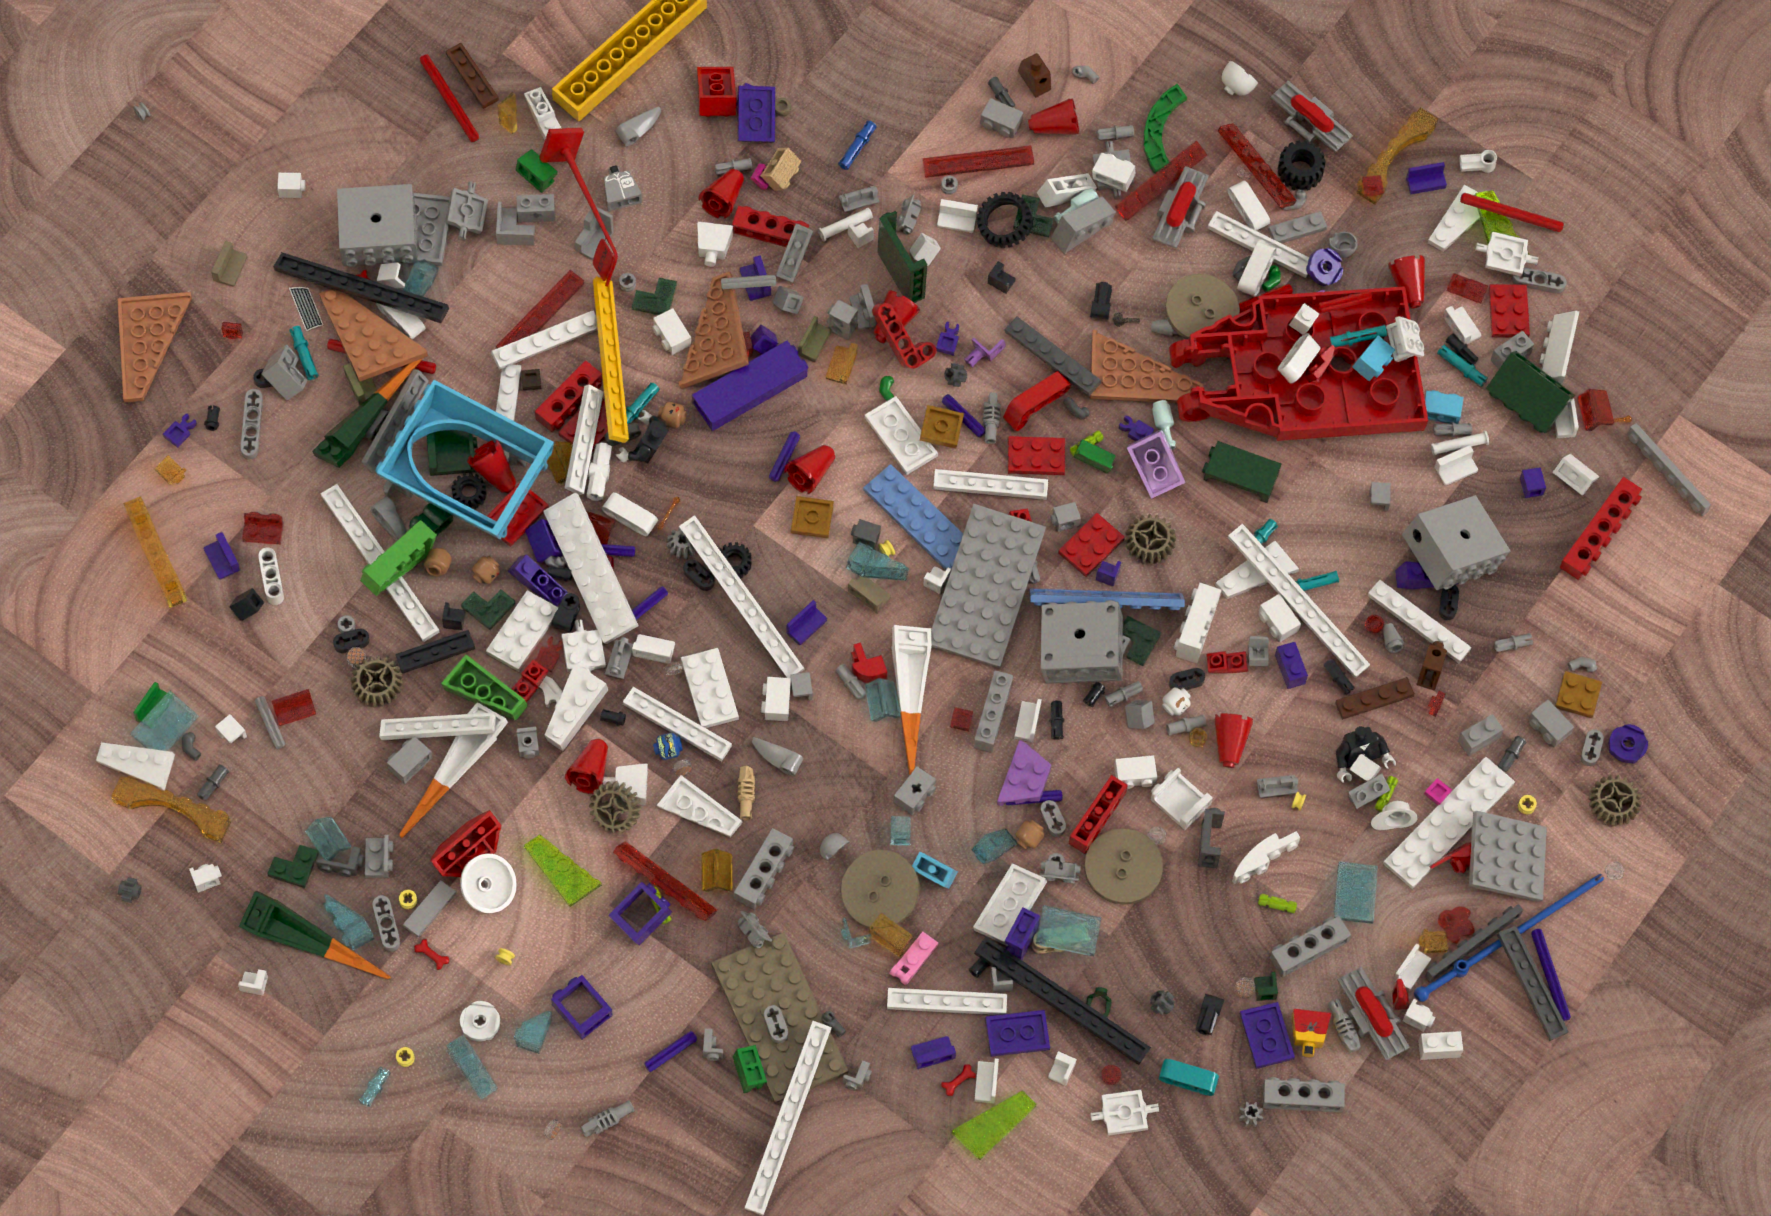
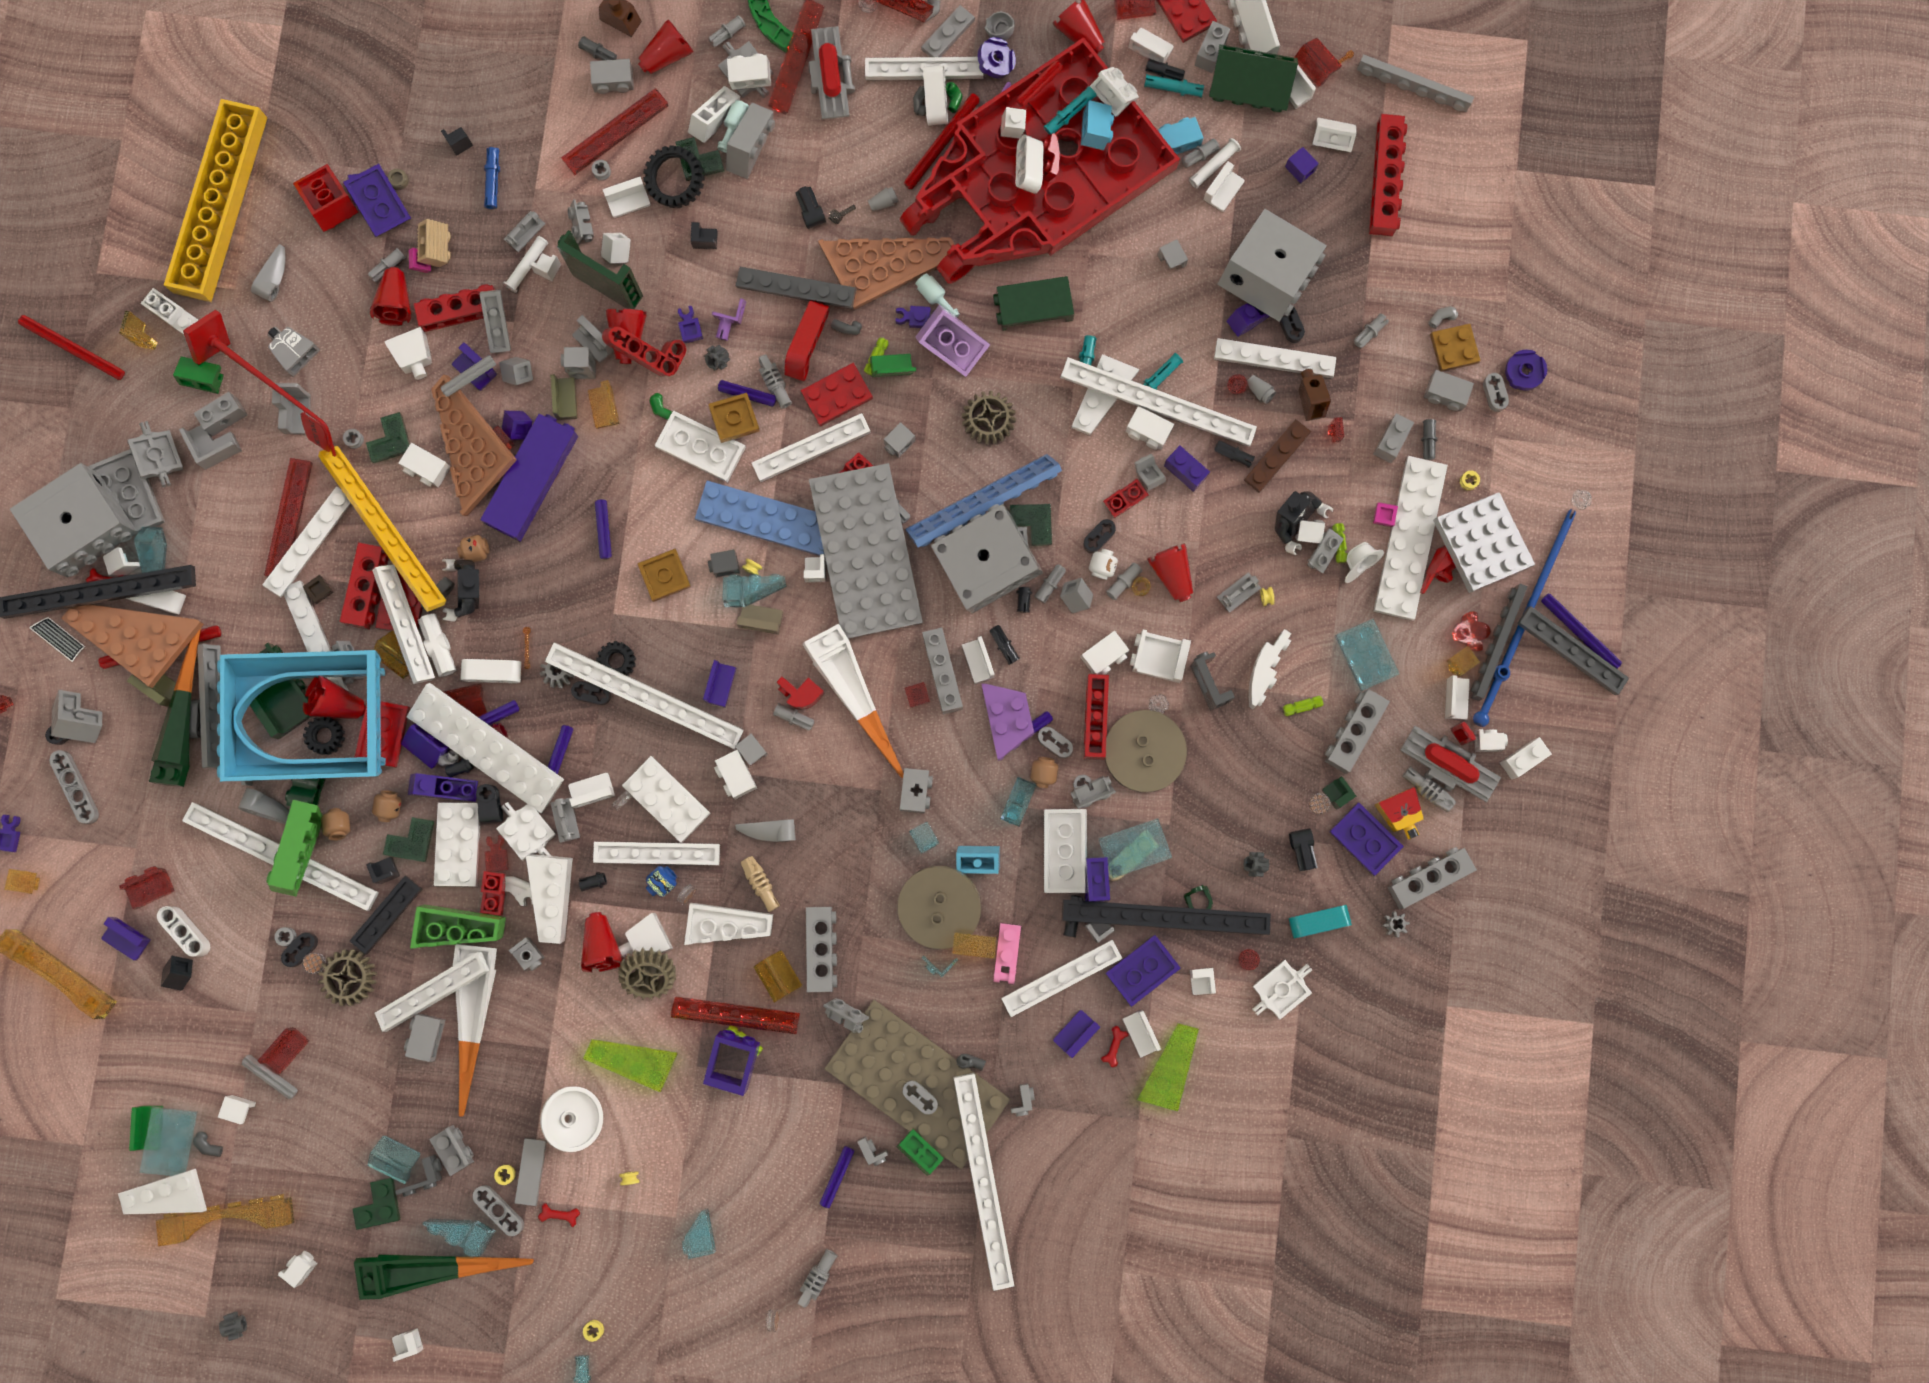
camera: 30 degrees left, 15 degrees up
(212, 418) = (31, 803): black pin -> none
(212, 782) = (250, 1169): dark grey axle -> none
(301, 346) = (75, 681): teal pin -> none
(470, 840) = (530, 1087): red wedge -> none
(471, 1066) = (661, 1307): clear light blue slope -> none
(472, 75) = (79, 312): reddish brown plate -> none
(485, 1031) = (631, 1250): white plate -> none
(591, 1023) = (750, 1191): dark purple window -> none
(633, 411) = (436, 551): teal pin -> none
(810, 468) = (634, 528): red cone -> none
(832, 844) = (871, 890): light grey hair -> none
(847, 103) = (458, 140): none -> black panel
(882, 699) = (833, 718): clear light blue panel -> none
(1091, 544) = (937, 453): red plate -> none
(1108, 573) = (969, 472): dark purple panel -> none
(1198, 622) = (1078, 475): white wedge -> none
(1199, 303) = (904, 160): dark tan plate -> none
(1248, 205) = (891, 36): white beam -> none
(1629, 796) = (1540, 425): dark tan gear -> none

